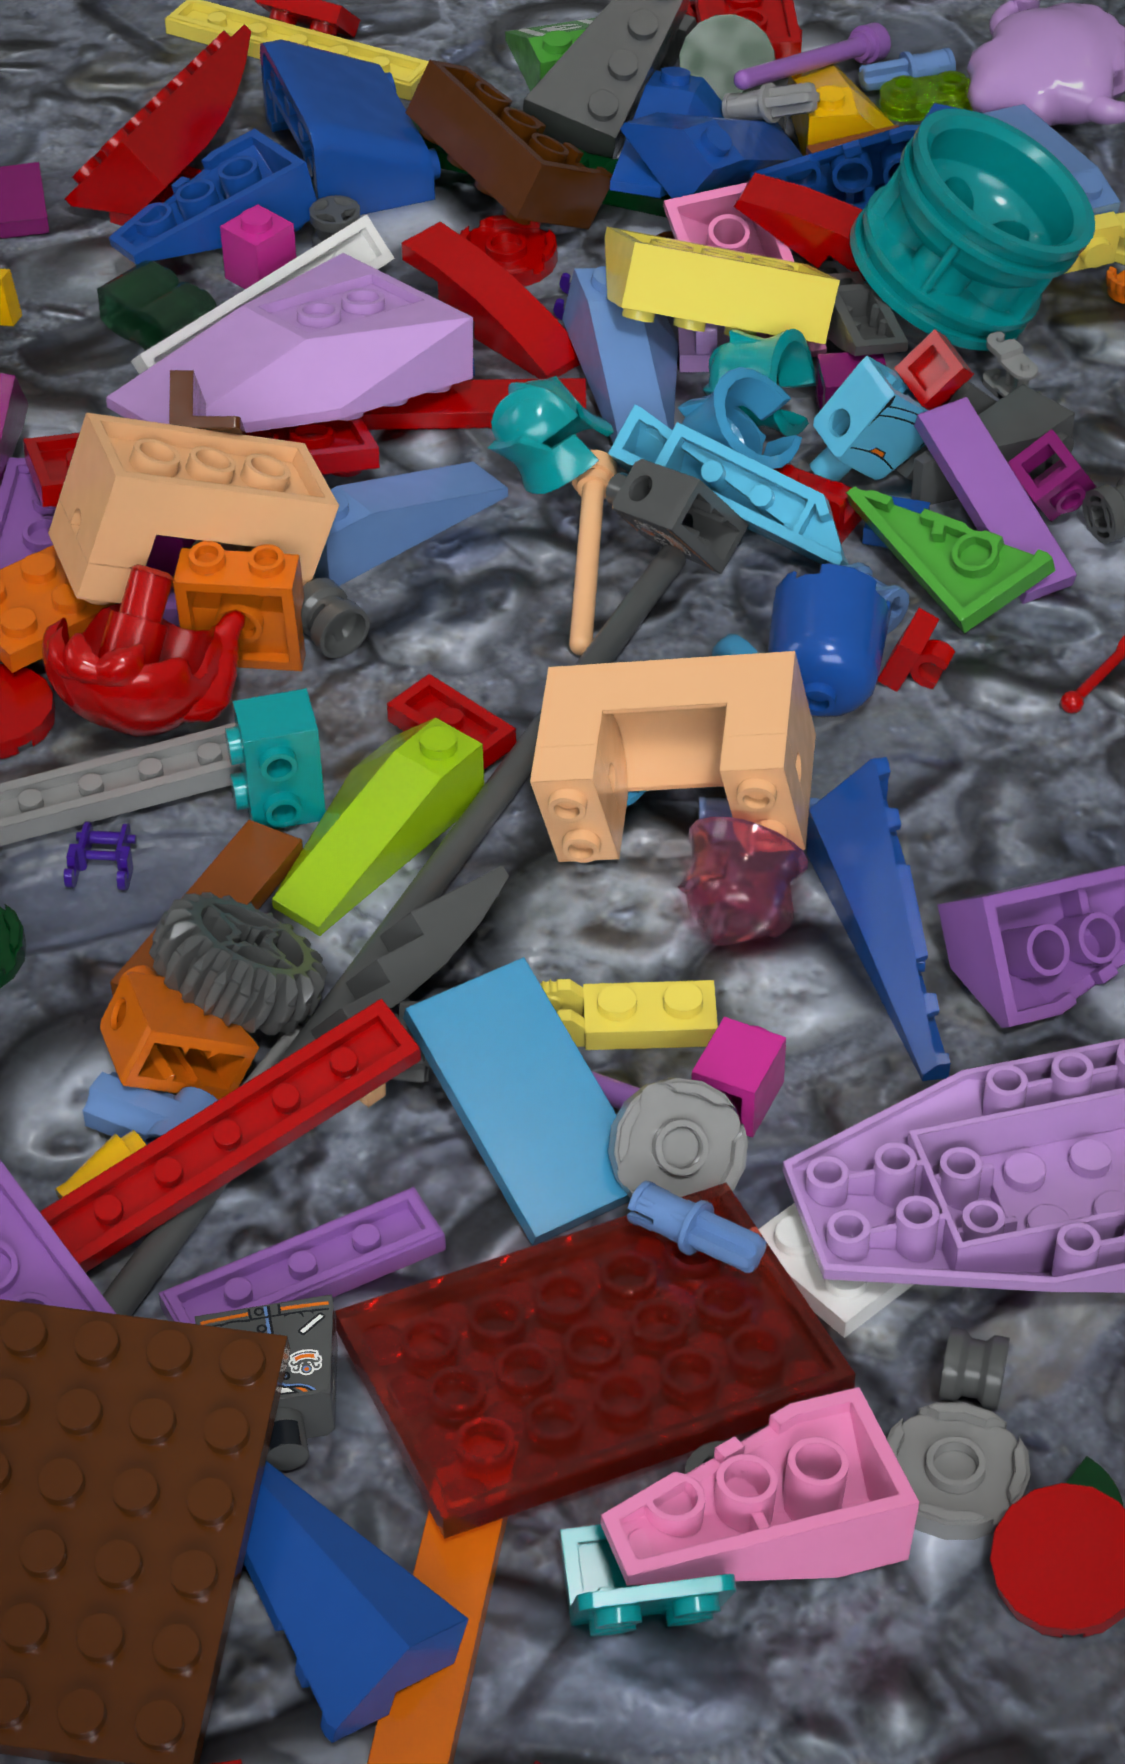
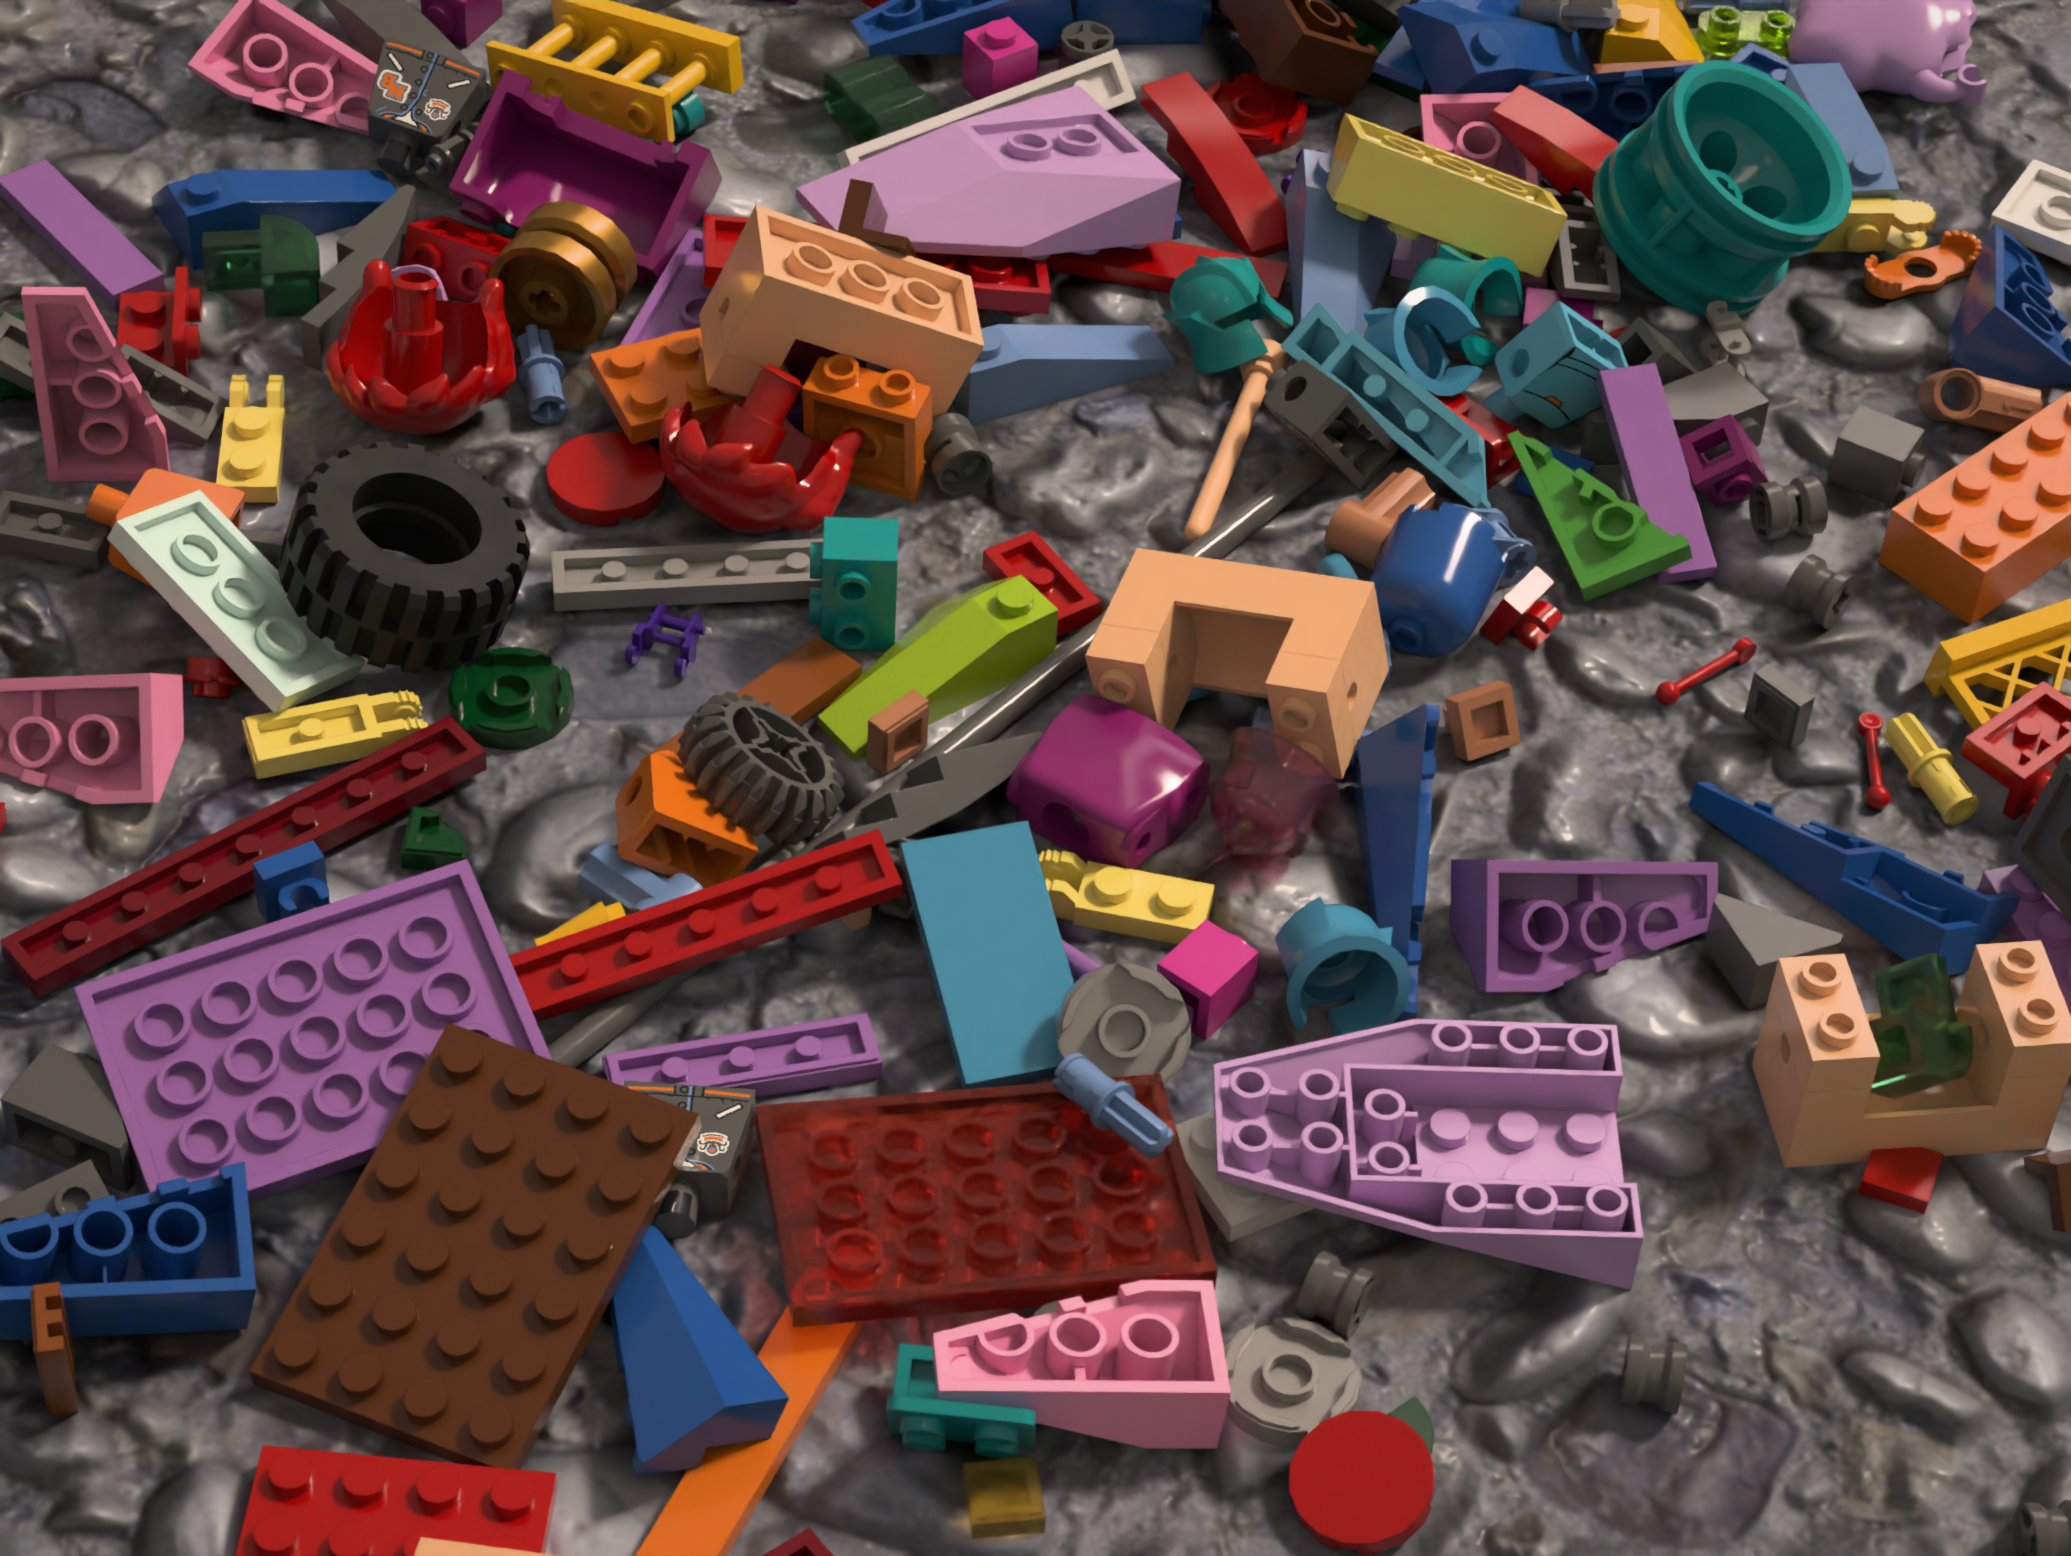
camera: 10 degrees right, 0 degrees up
(358, 898) = (897, 732): none -> nougat tile
(582, 903) = (1109, 784): none -> magenta piece
(711, 1667) = (1004, 1497): none -> clear yellow tile
(748, 600) = (1362, 528): none -> nougat piece
(861, 1020) = (1340, 955): none -> dark azure helmet
(916, 764) = (1482, 720): none -> nougat tile
(933, 370) = (1629, 329): red tile -> none

